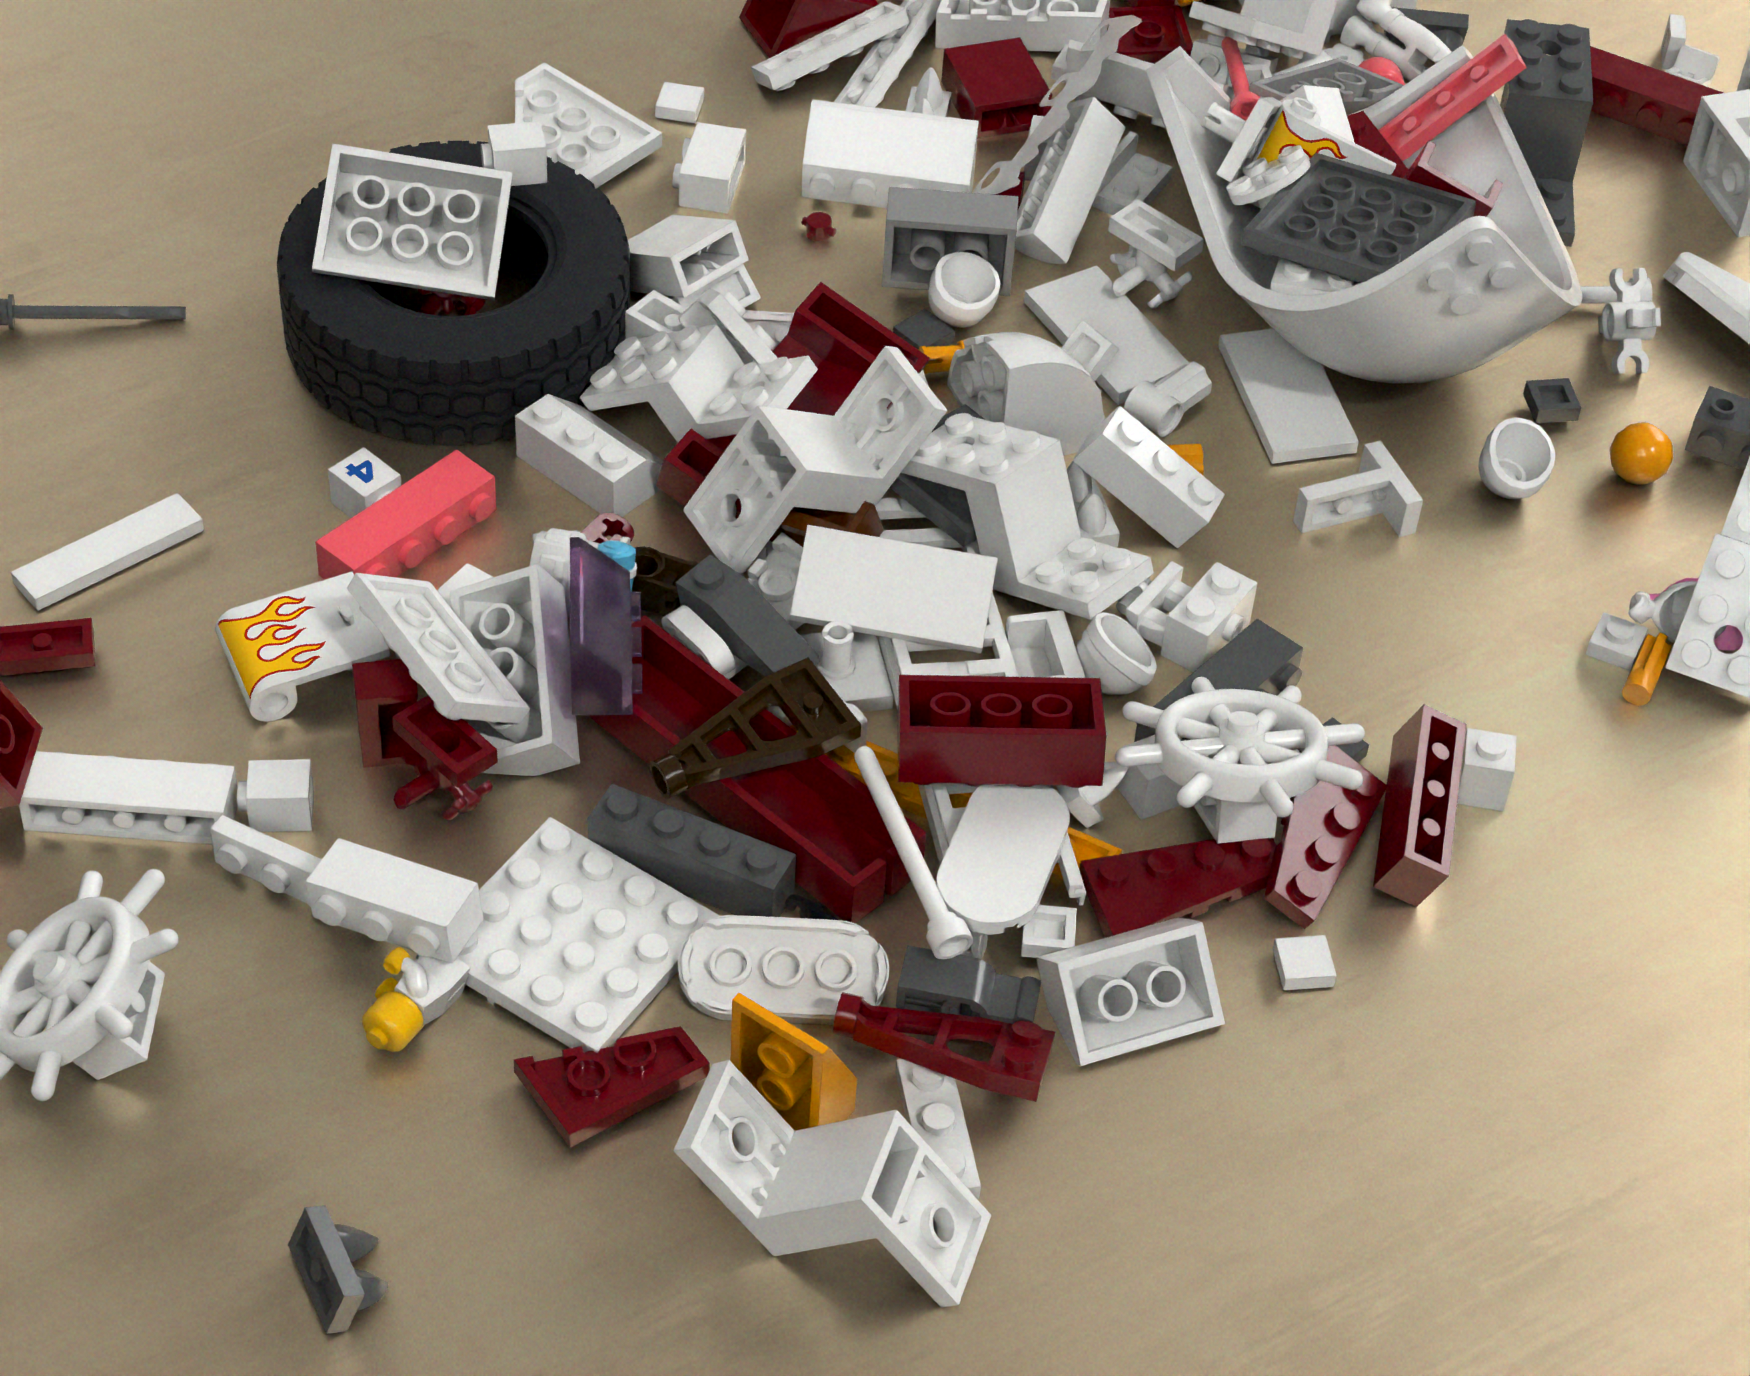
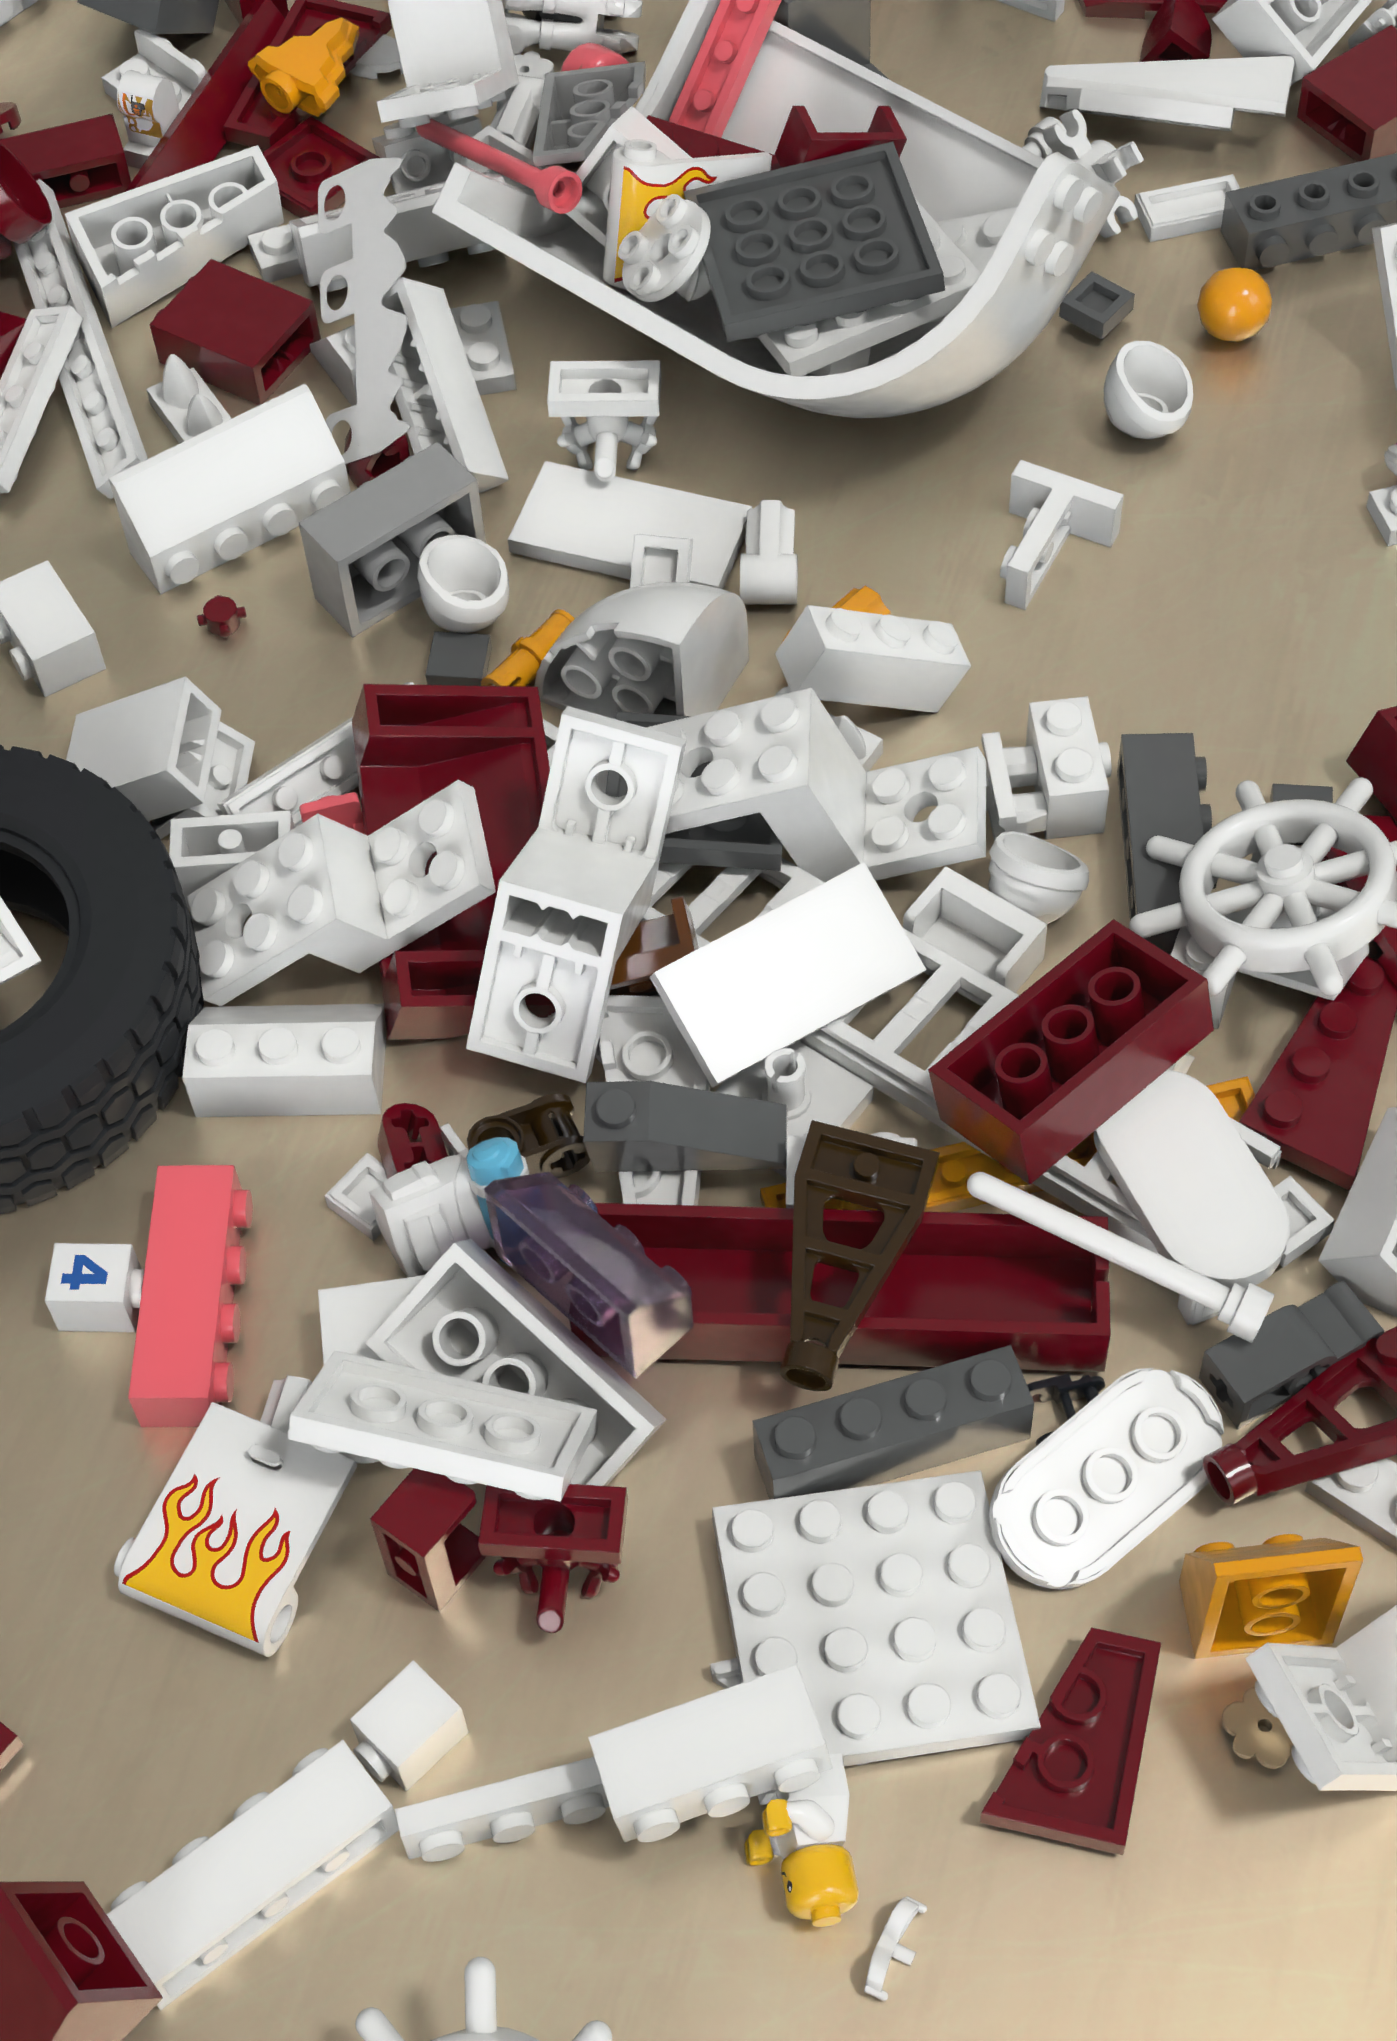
camera: 35 degrees left, 10 degrees up
(382, 1088) = (889, 1946): none -> white piece
(699, 638) = (652, 1183): white beam -> none
(727, 313) = (293, 800): white bracket -> none
(1243, 134) = (596, 219): white tile -> none
(1287, 397) = (863, 474): white tile -> none
(1682, 386) = (1184, 207): none -> white tile

